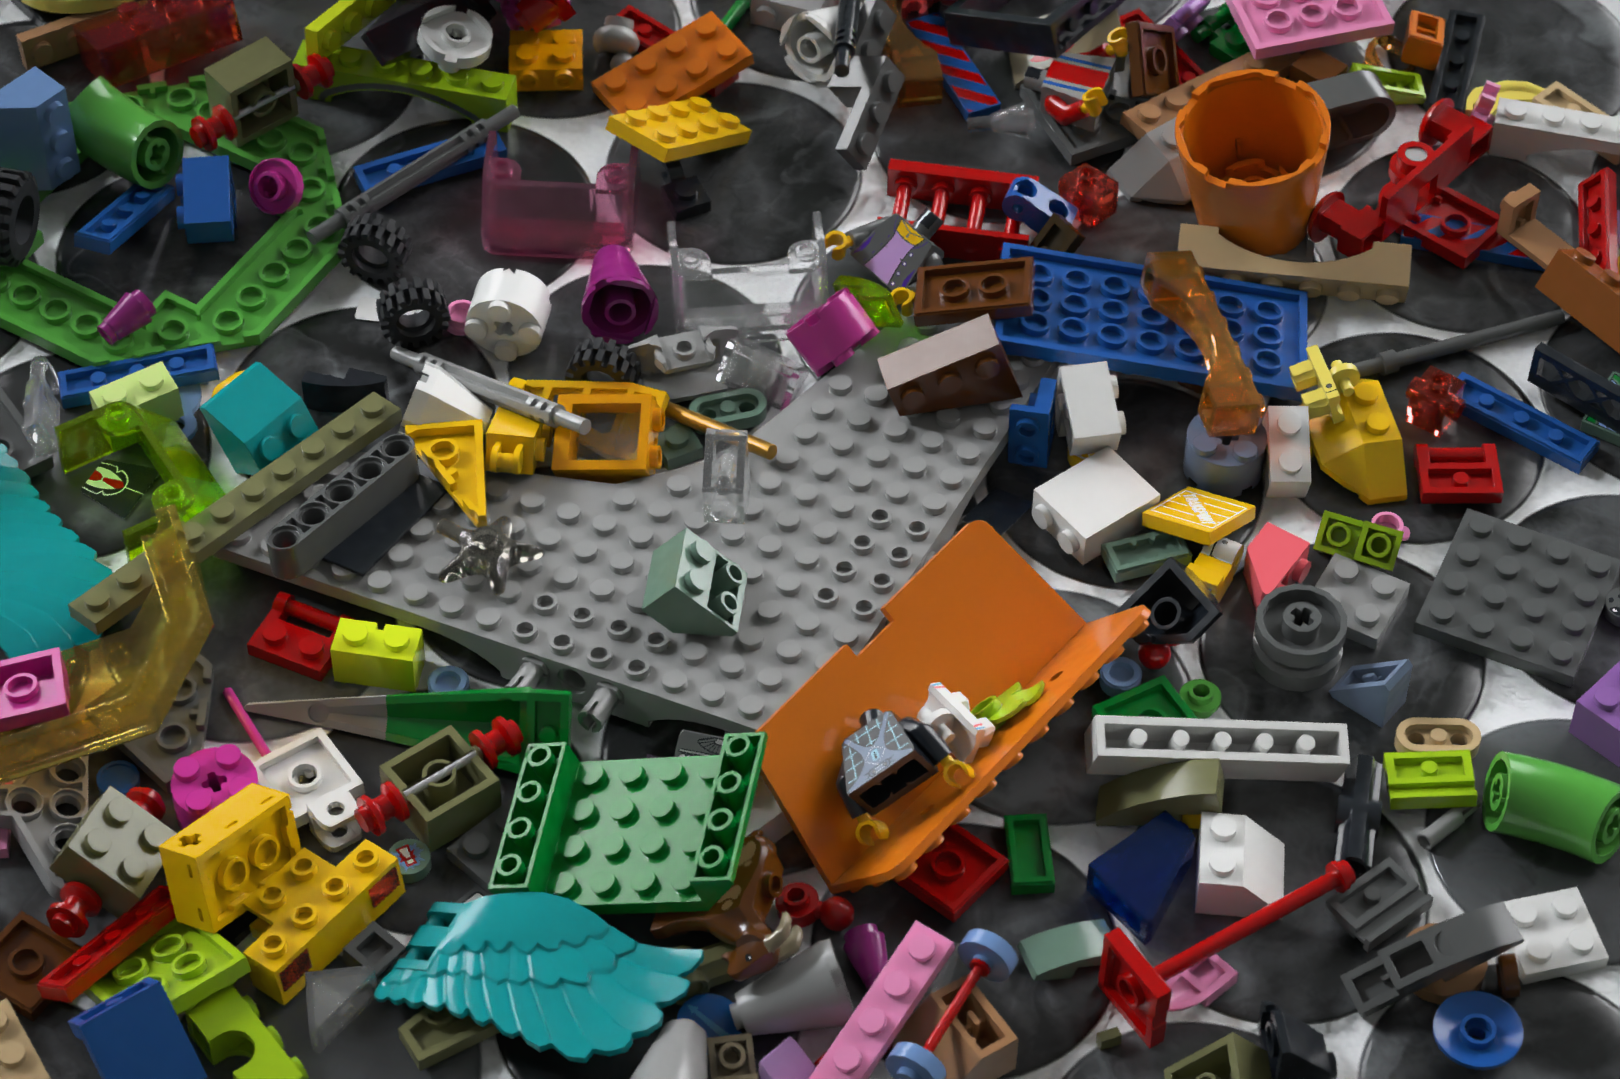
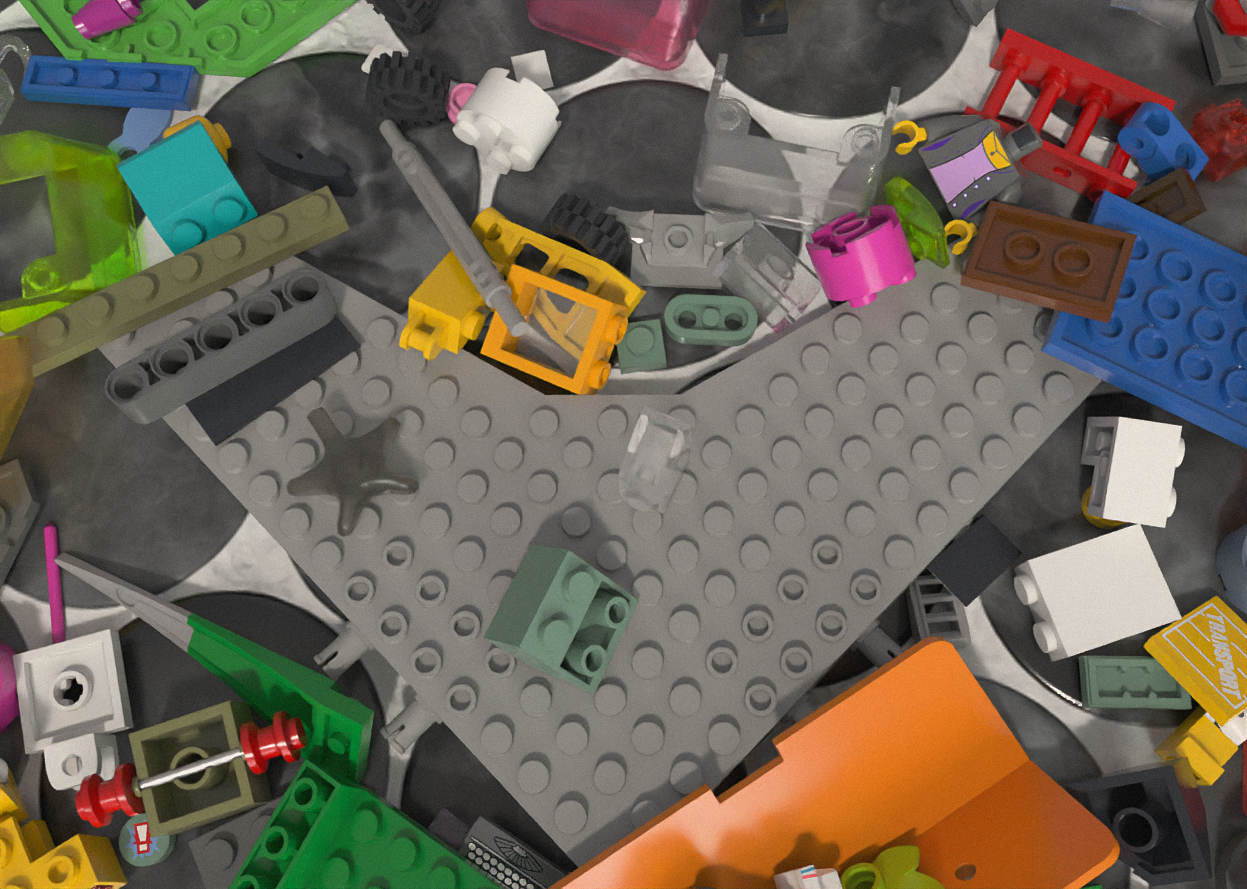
camera: 25 degrees right, 25 degrees up
(119, 485) = (32, 220): black sticker -> none
(147, 388) = (88, 115): yellowish green brick -> none
(293, 645) = (137, 494): red plate -> none
(378, 657) = (207, 546): neon yellow piece -> none
(443, 400) = (391, 233): white cone -> none
(448, 679) = (278, 603): light blue tile -> none
(457, 460) = (375, 313): yellow wing -> none
(618, 297) = (638, 128): magenta cone -> none
(701, 422) = (686, 358): pearl gold bar -> none
(950, 370) = (980, 370): reddish brown wedge -> none
(1033, 427) = (1055, 474): blue bracket -> none

